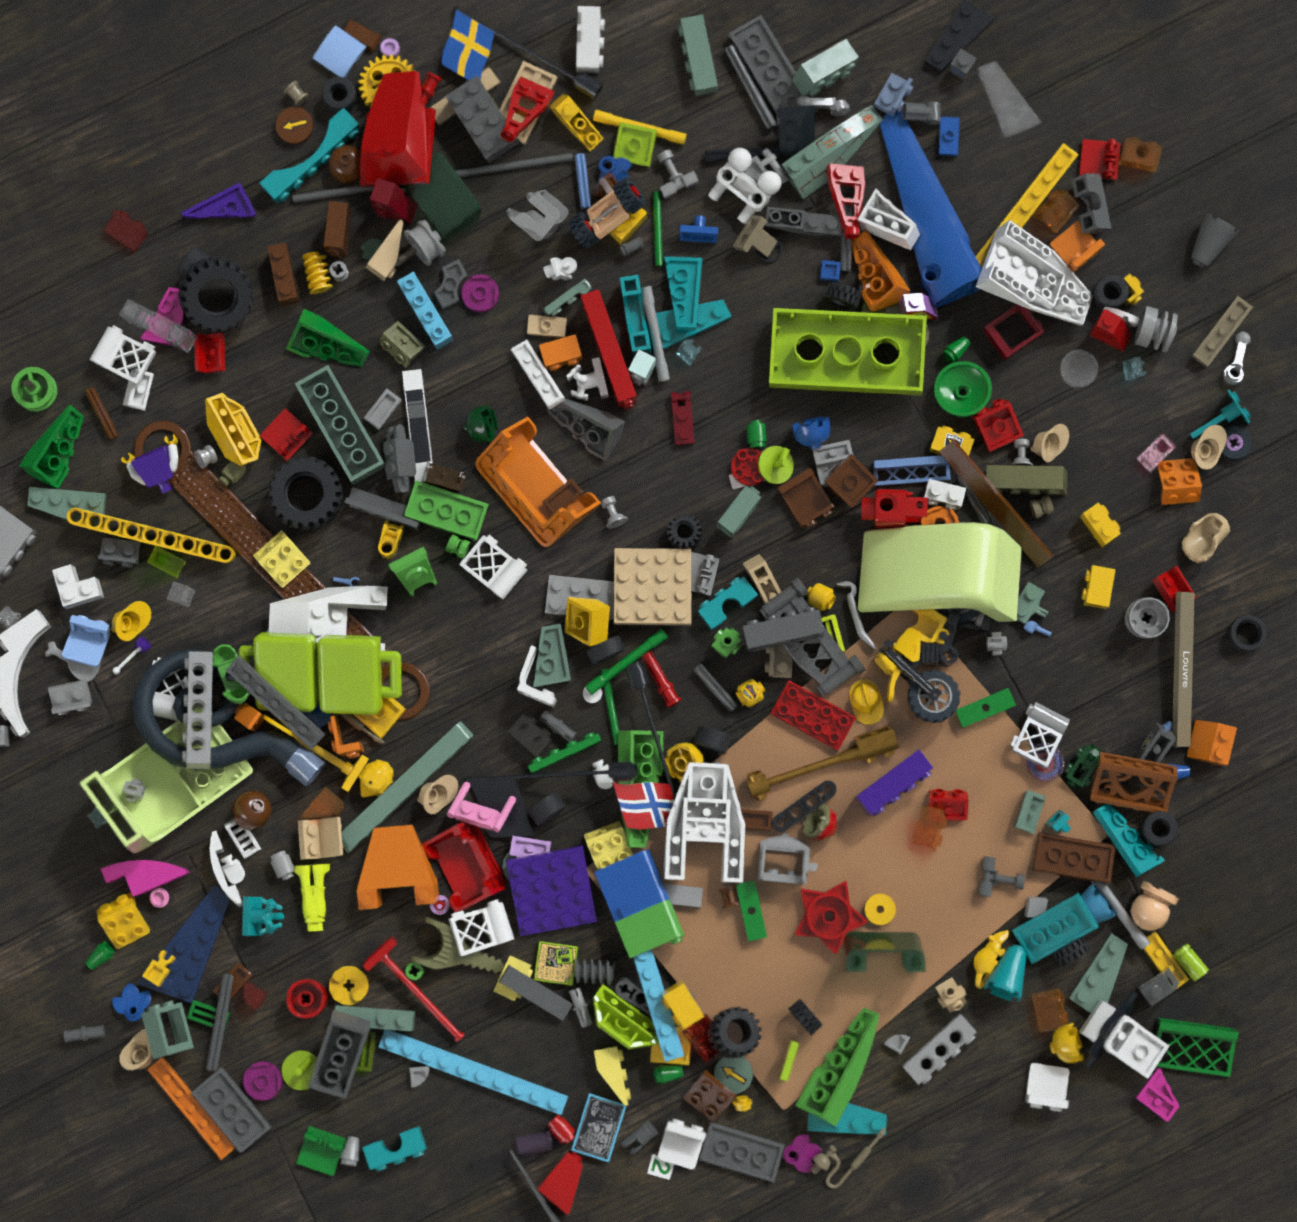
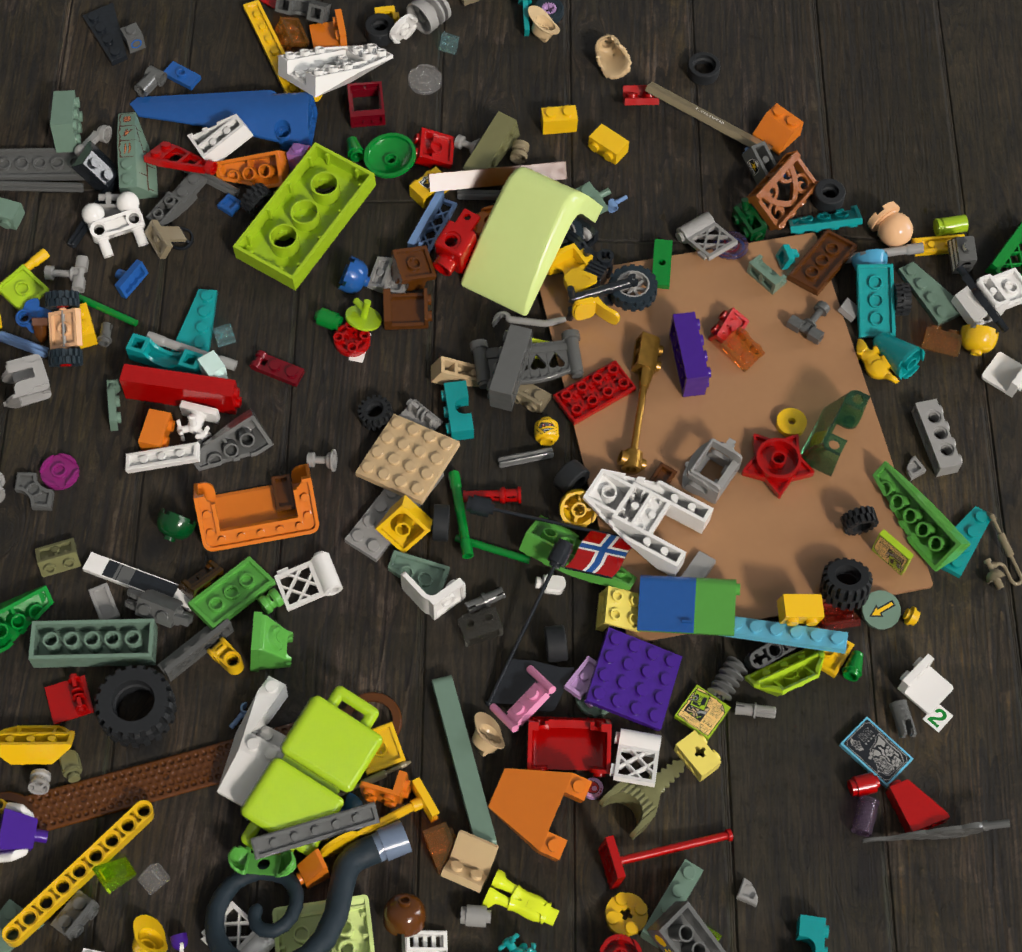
camera: 65 degrees left, 20 degrees down
(201, 758) = (235, 880): light grey brick -> none
(281, 559) = (181, 760): light yellow bracket -> none
(375, 778) = (441, 782): yellow animal -> none
(410, 967) = (649, 836): bright green bush -> none
(425, 310) = (42, 520): medium azure brick -> none
(473, 1071) = (767, 840): medium azure plate -> none
(535, 992) = (722, 739): dark grey tile -> none
(546, 326) = (125, 433): tan plate -> none
(560, 268) = (85, 394): white hips -> none
(571, 748) = (511, 613): green plate -> none
(592, 698) = (475, 561): white tile -> none
(610, 1068) = (826, 712): light yellow slope -> none
(684, 283) = (170, 310): teal wing -> none
(709, 1096) = (892, 638): reddish brown plate -> none
(726, 649) = (492, 426): bright green brick -> none
(728, 896) = (718, 532): reddish brown bush -> none
(739, 511) = (386, 359): sand green window -> none
(741, 1152) = (956, 639): dark grey tile -> none
(748, 898) = (751, 523): green tile -> none
(802, 803) = (669, 436): black beam -> none
(804, 1153) = (979, 588): magenta plate -> none
(820, 597) = (495, 336): yellow head -> none
(820, 824) = (692, 427): olive hair -> none
(866, 701) = (605, 347): yellow piece -> none
(892, 94) = (122, 93): sand blue bracket -> none
(944, 494) = (471, 201): white brick -> none
(951, 995) = (894, 404): tan brick -> none
(996, 643) = (612, 233): light grey gear -> none
(1008, 104) = (185, 27): clear wing -> none
(1051, 442) = (471, 122): tan piece -> none
(1111, 330) = (408, 40): red slope -> none
(1156, 452) = (525, 56): clear pink slope -> none
(1156, 624) = (653, 121): light grey wheel -> none
(1179, 481) = (558, 52): orange bracket -> none

